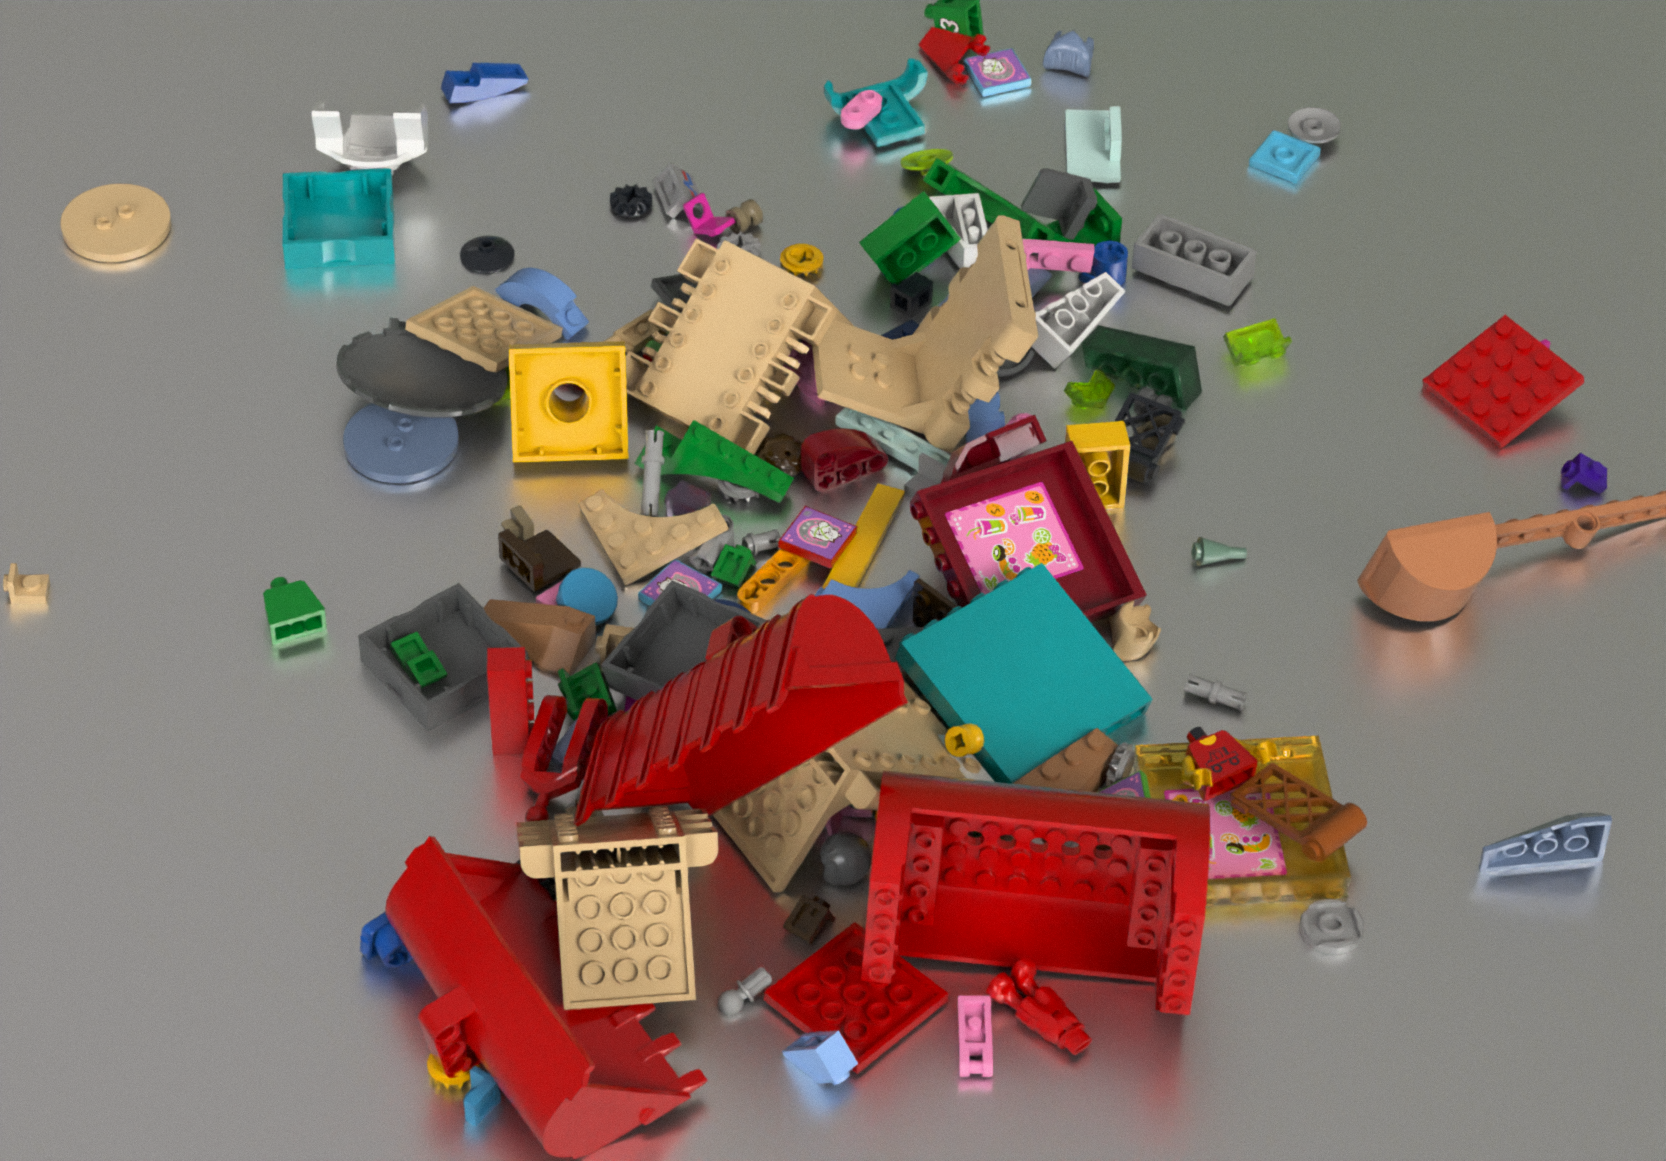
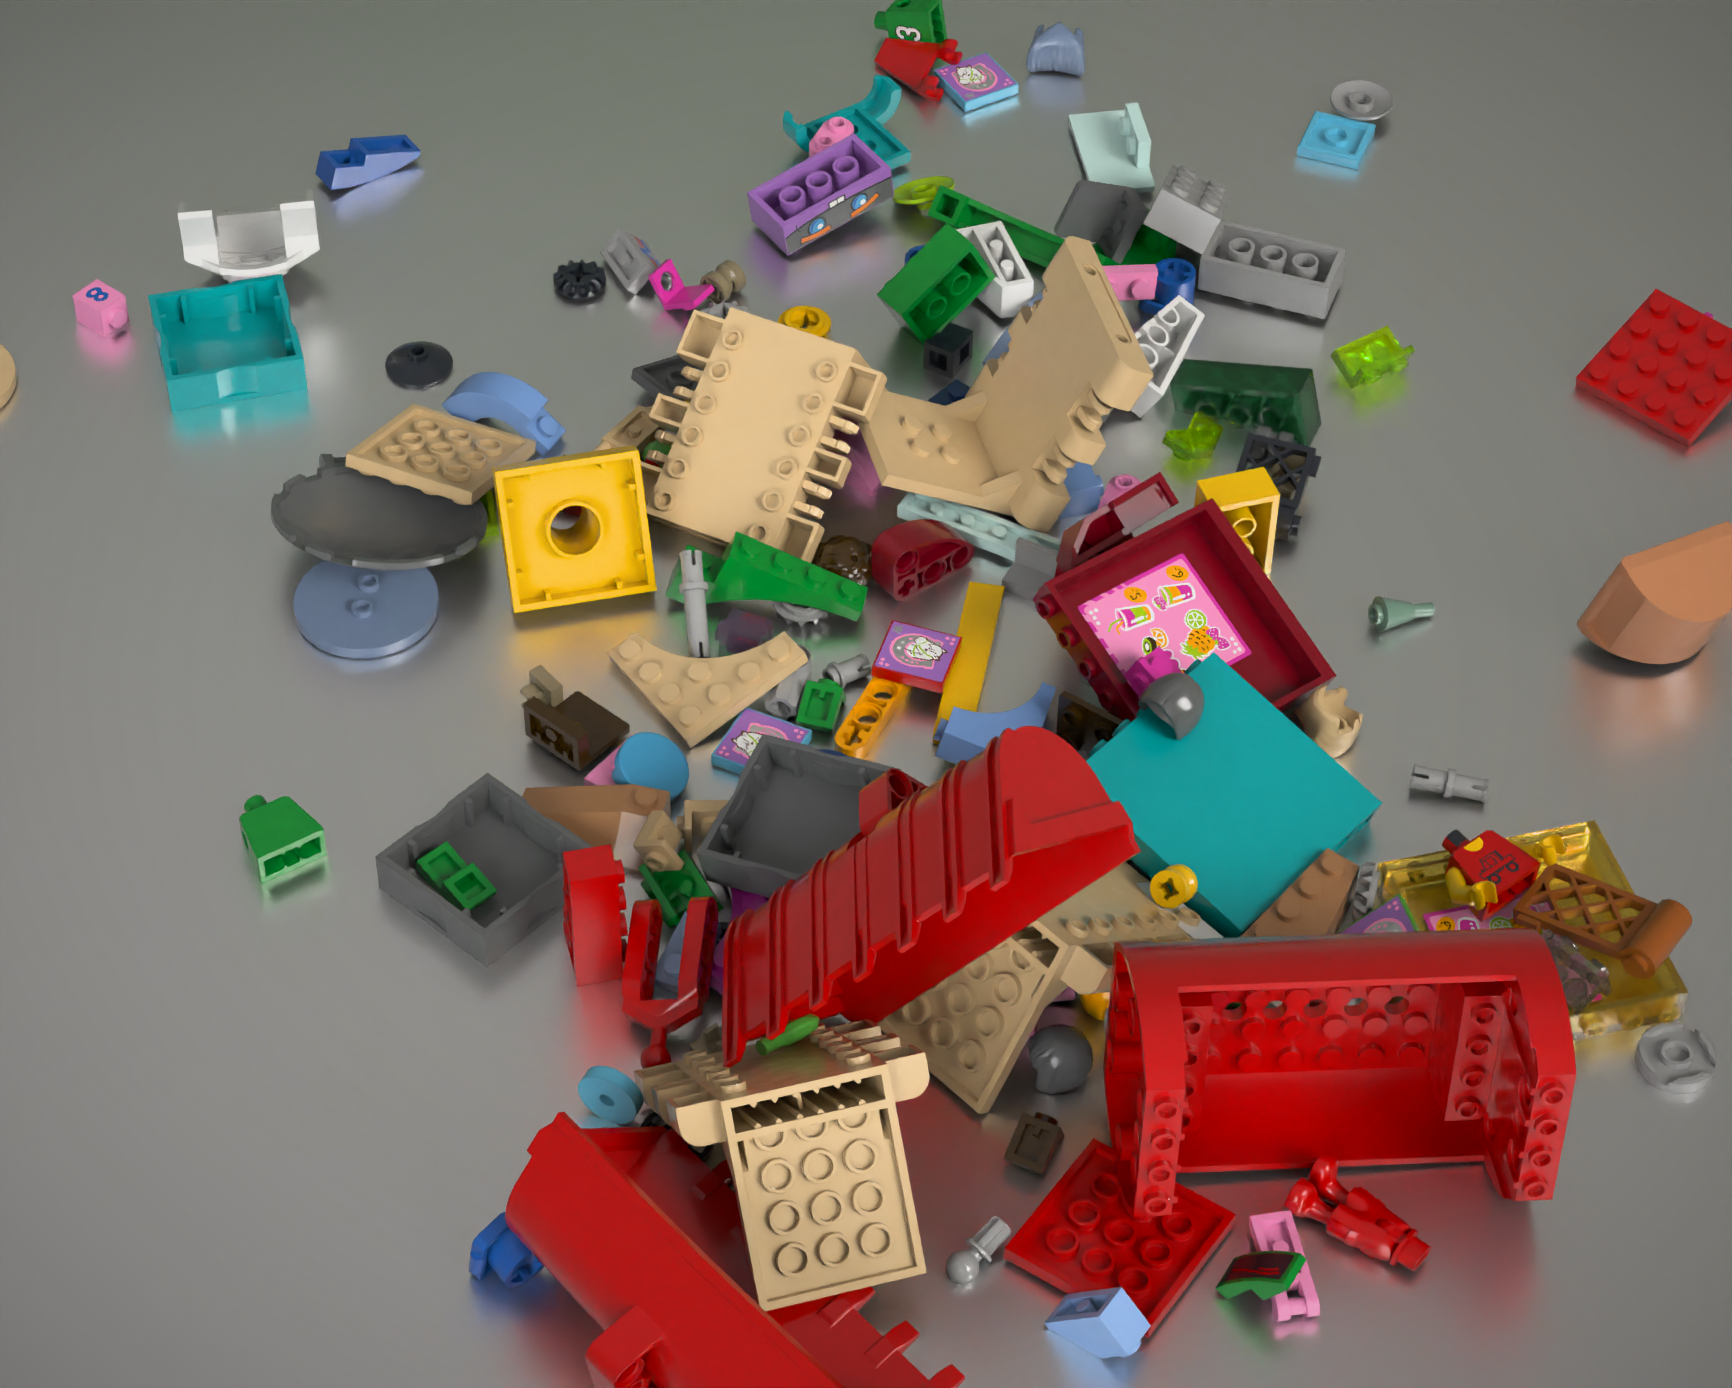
camera: 10 degrees left, 0 degrees up
(246, 178) = (100, 308): none -> bright pink brick
(494, 837) = (610, 1094): none -> medium azure piece
(577, 654) = (658, 843): none -> tan bracket
(633, 809) = (795, 1030): none -> bright green rock
(839, 153) = (820, 194): none -> medium lavender brick
(952, 1038) = (1263, 1272): none -> slope
(989, 573) = (1150, 668): none -> dark pink bracket
(996, 597) = (1176, 701): none -> dark grey hair
(1132, 200) = (1188, 208): none -> light grey brick
(1253, 848) = (1579, 977): none -> clear smoke bracket

